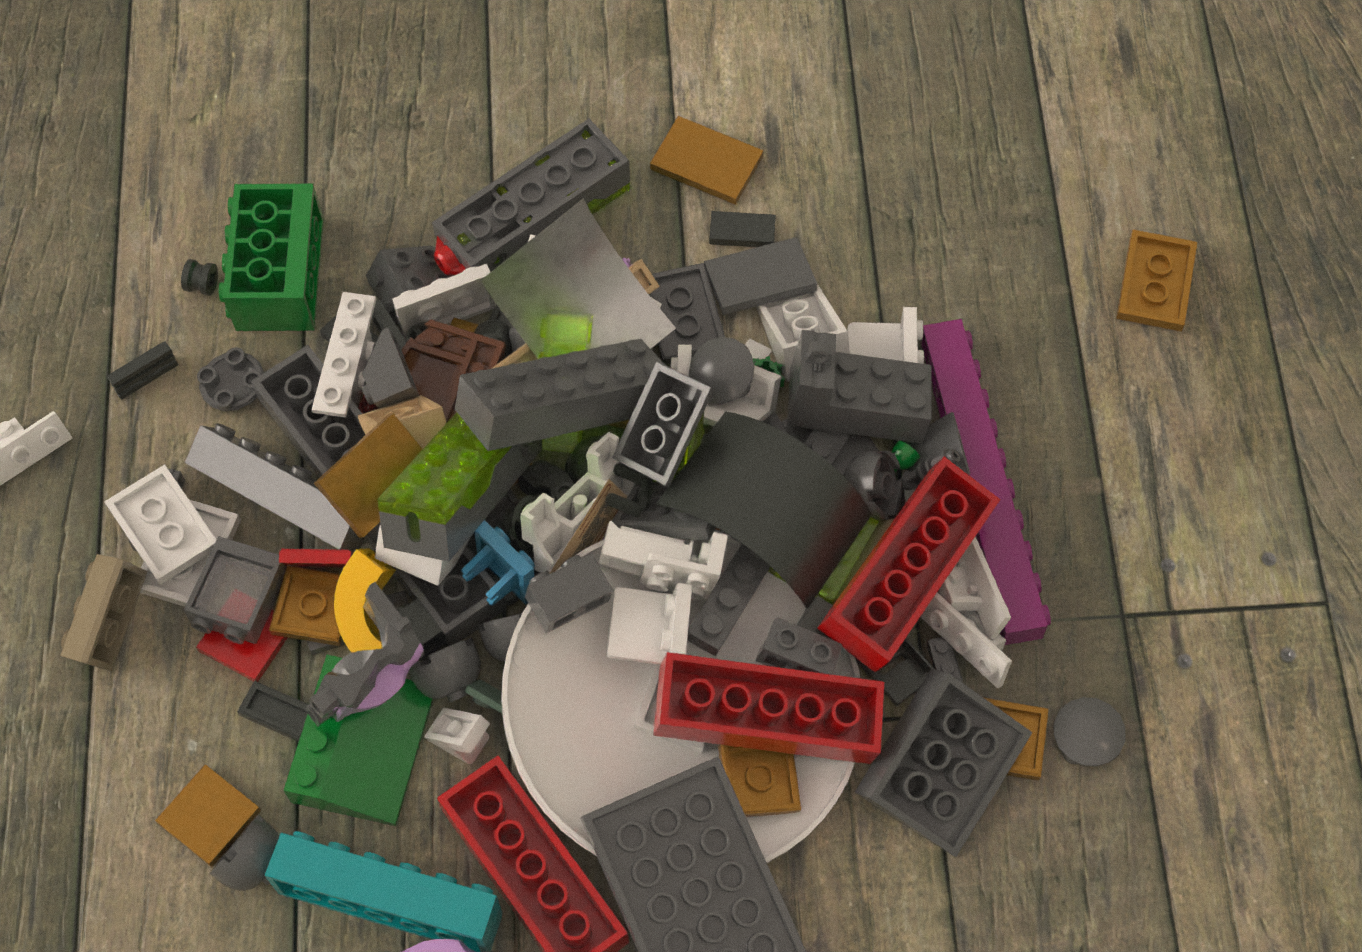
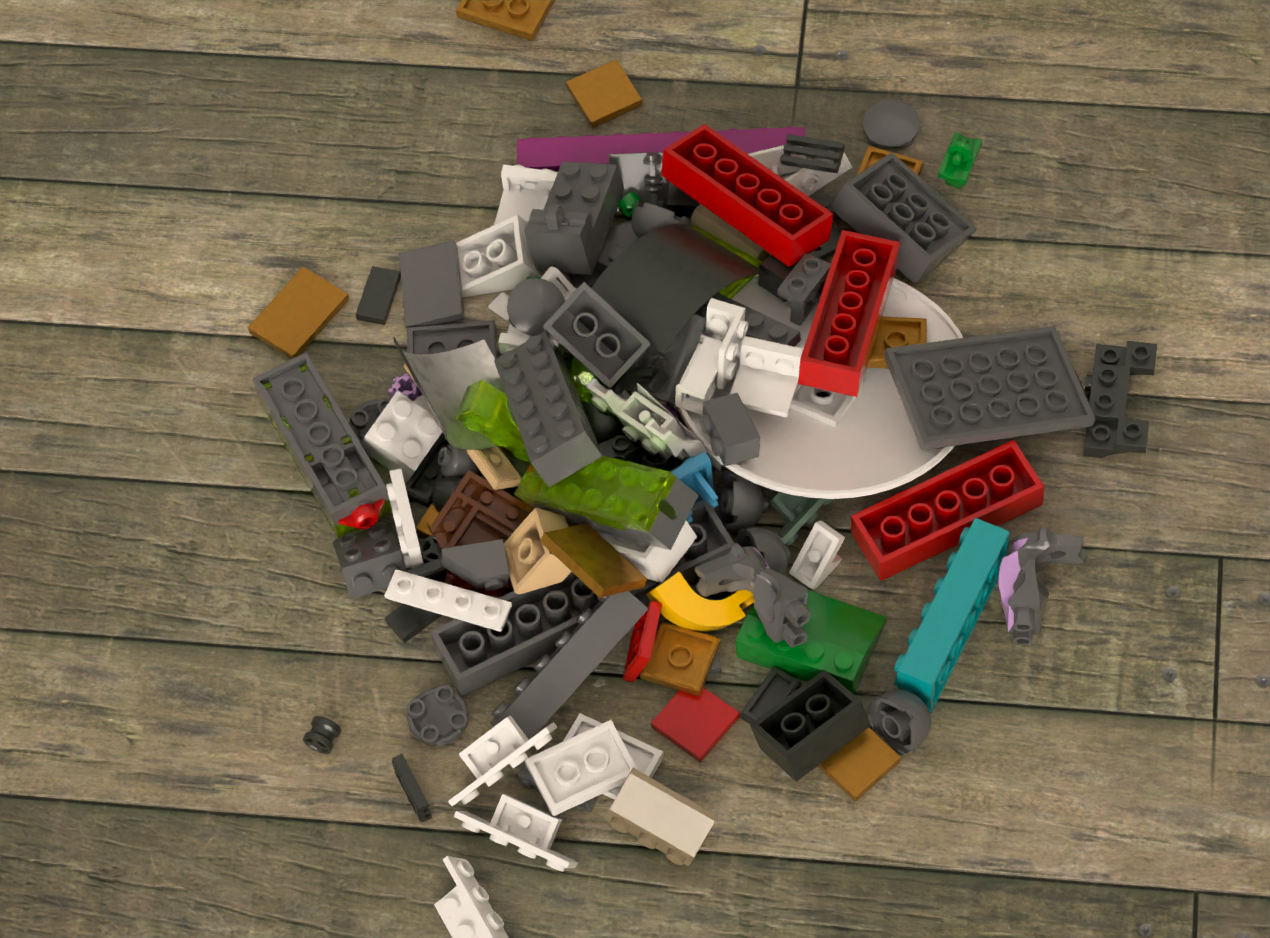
camera: 75 degrees left, 5 degrees down
(97, 478) = (522, 826): none -> white bracket
(167, 438) = (494, 751): none -> white bracket
(226, 753) = (810, 725): none -> pearl dark grey brick
(235, 591) = (659, 711): window -> none
(272, 257) = (323, 661): green brick -> none
(990, 605) = (816, 144): none -> pearl dark grey tile
(1046, 818) = (959, 160): none -> green hips
(1060, 405) = (604, 93): none -> pearl gold tile

